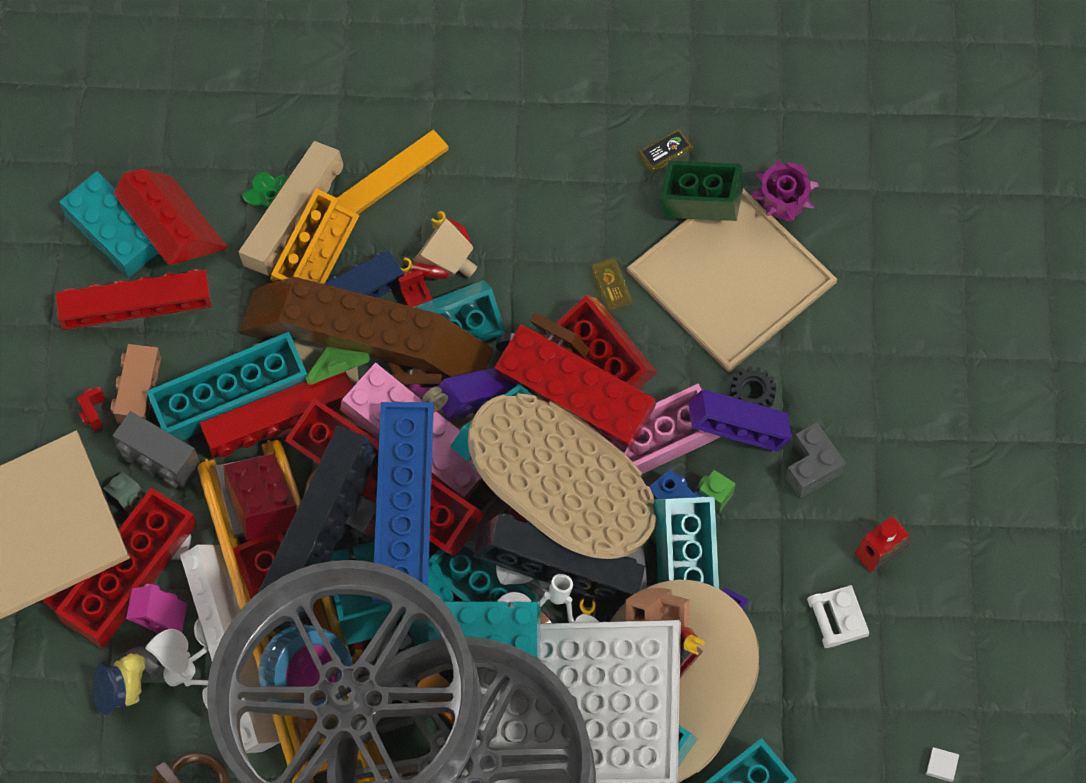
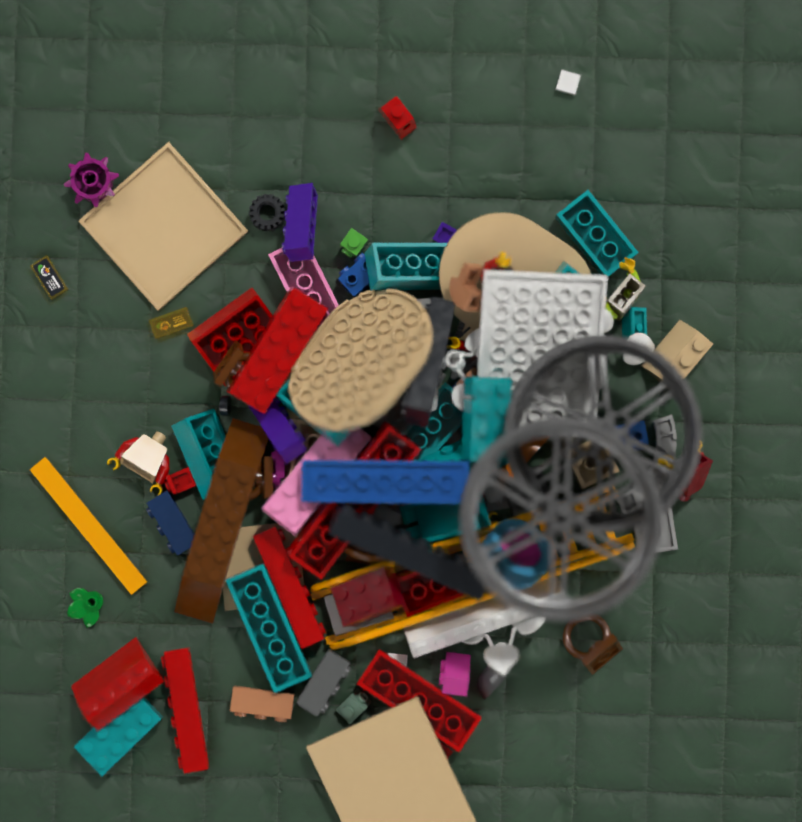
camera: 90 degrees left, 20 degrees up
(87, 402) = (287, 739): red bracket -> none
(118, 684) = (514, 700): piece -> none
(276, 226) = (105, 583): tan brick -> none
(316, 240) = (143, 563): light orange brick -> none
(335, 361) = (250, 542): bright green tile -> none
(435, 395) = (294, 459): dark tan bush -> none
(702, 190) = (93, 247): dark green brick -> none
(818, 464) = (328, 161): dark grey brick -> none
(846, 615) = (452, 147): white plate -> none

